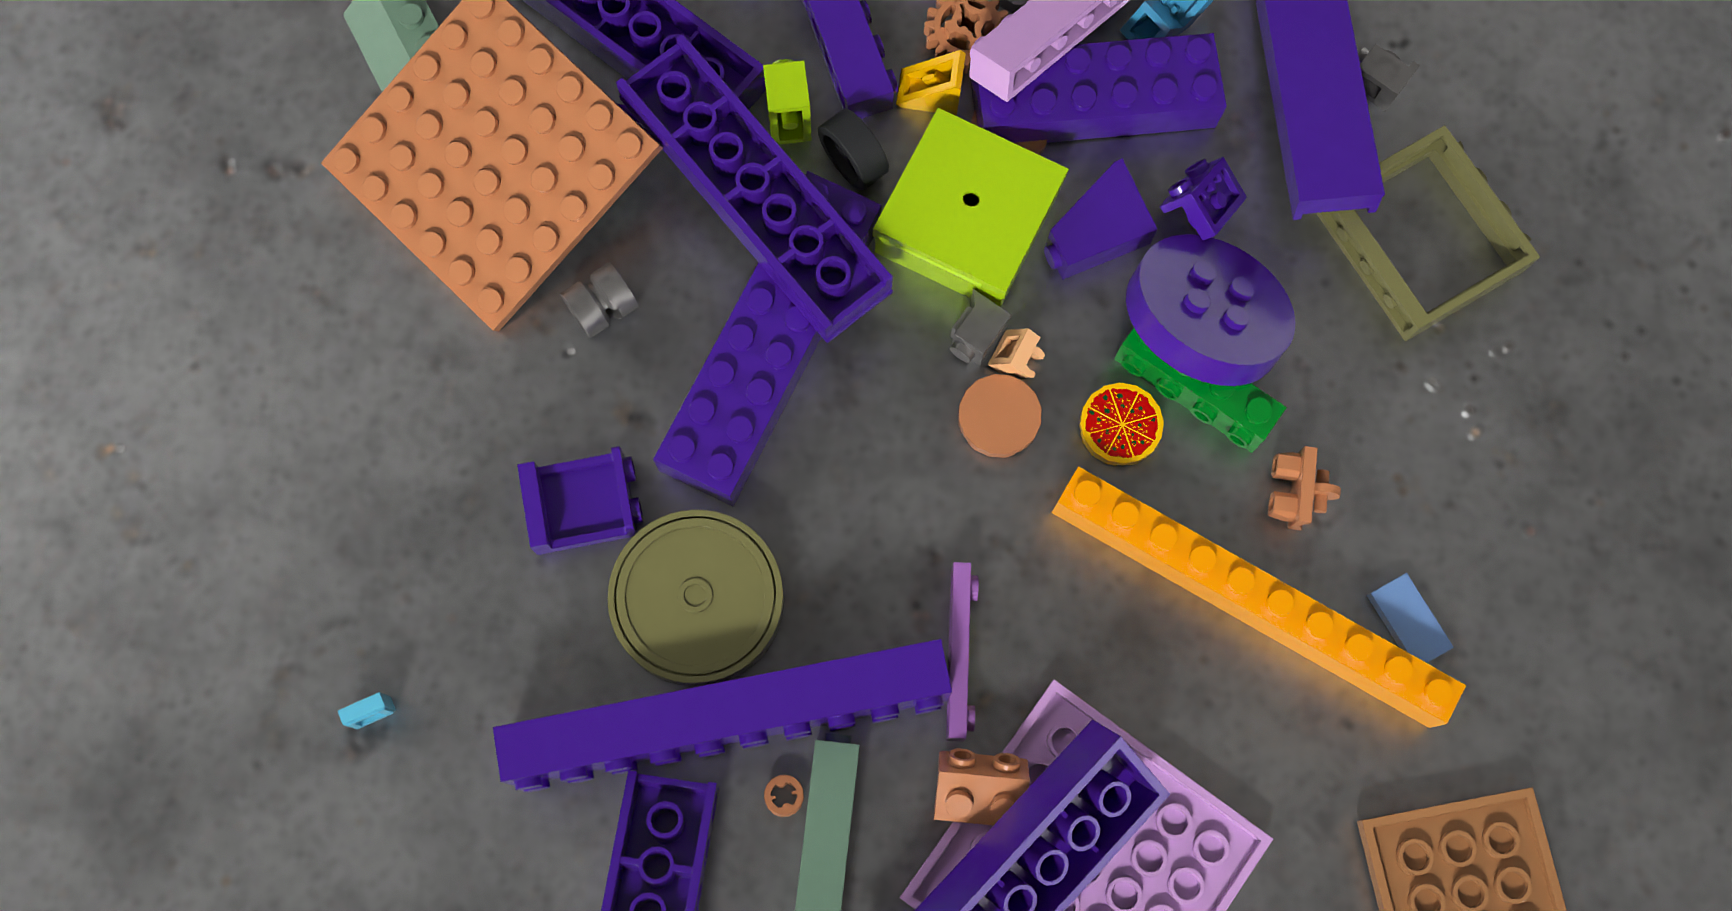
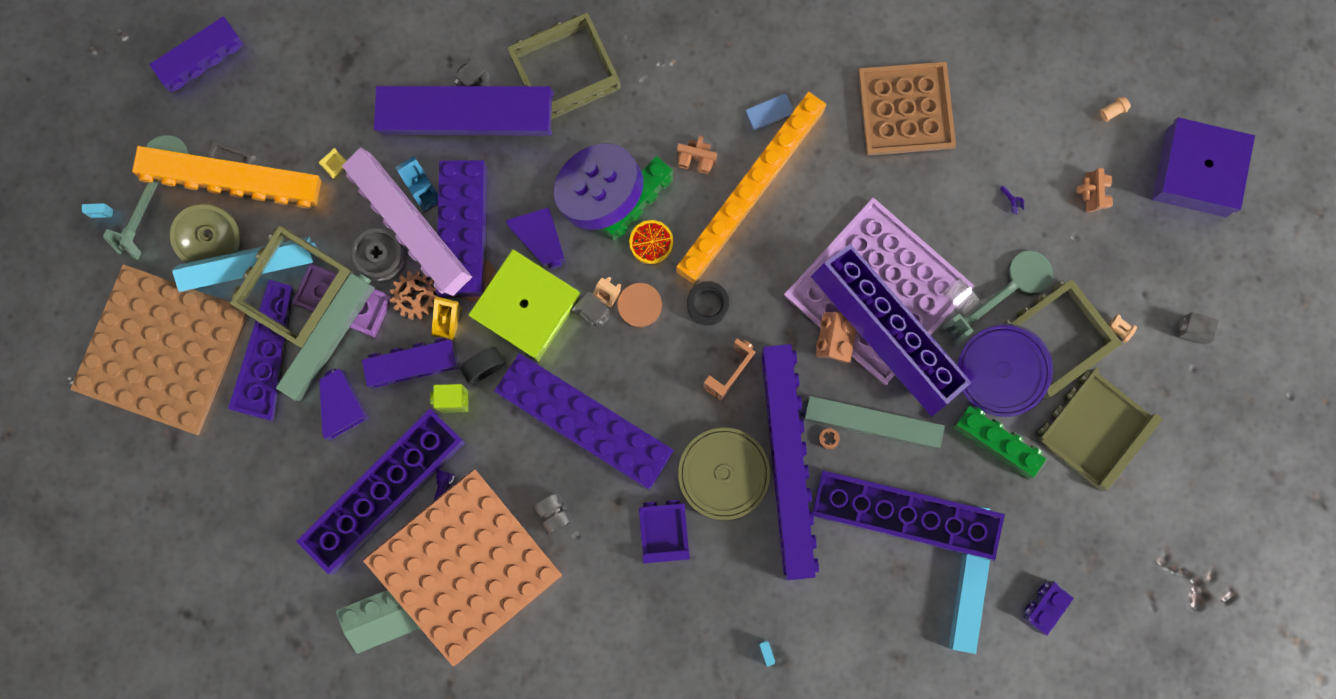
camera: 80 degrees left, 5 degrees up
(756, 189) = (504, 420): dark purple tile -> none
(850, 578) = (718, 390): none -> nougat panel
(962, 591) = (732, 333): medium lavender plate -> none
(1025, 506) = (707, 286): none -> black tyre
(1207, 195) = (531, 179): dark purple bracket -> none

